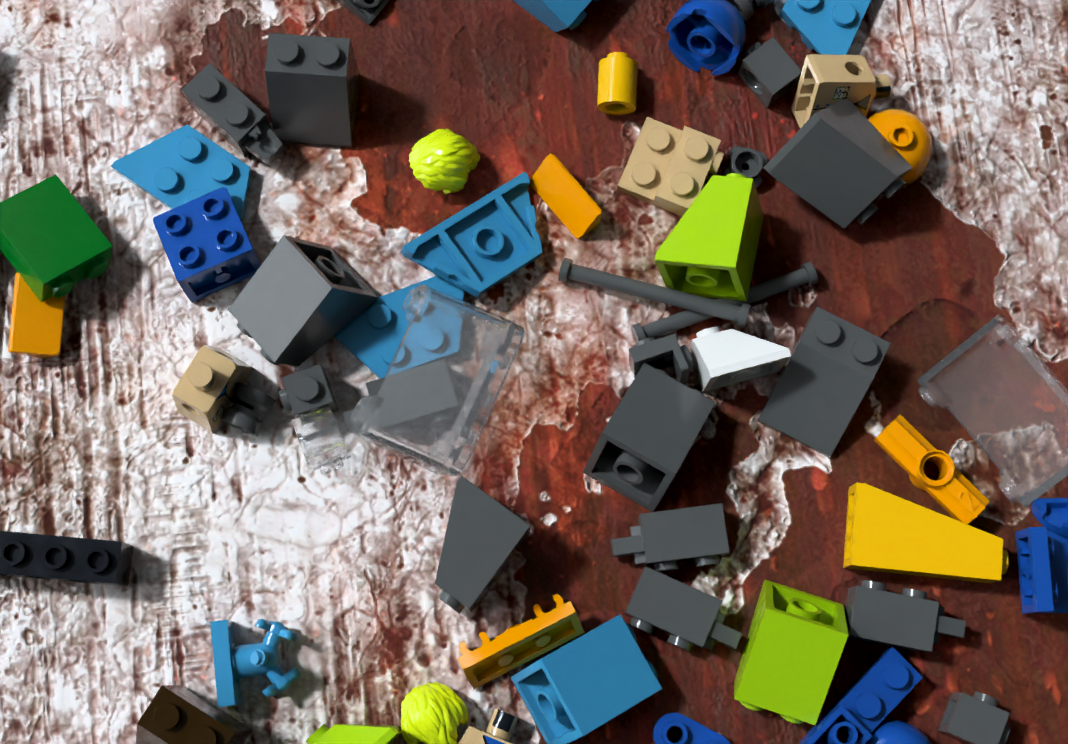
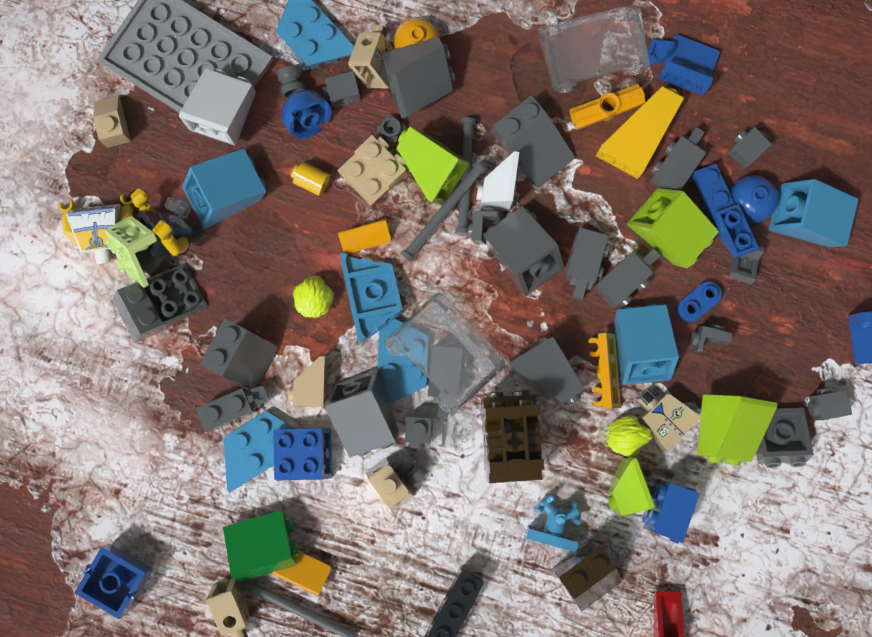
camera: 70 degrees left, 5 degrees up
(313, 212) = (310, 386): none -> tan slope
(346, 524) = (511, 437): none -> dark brown piece

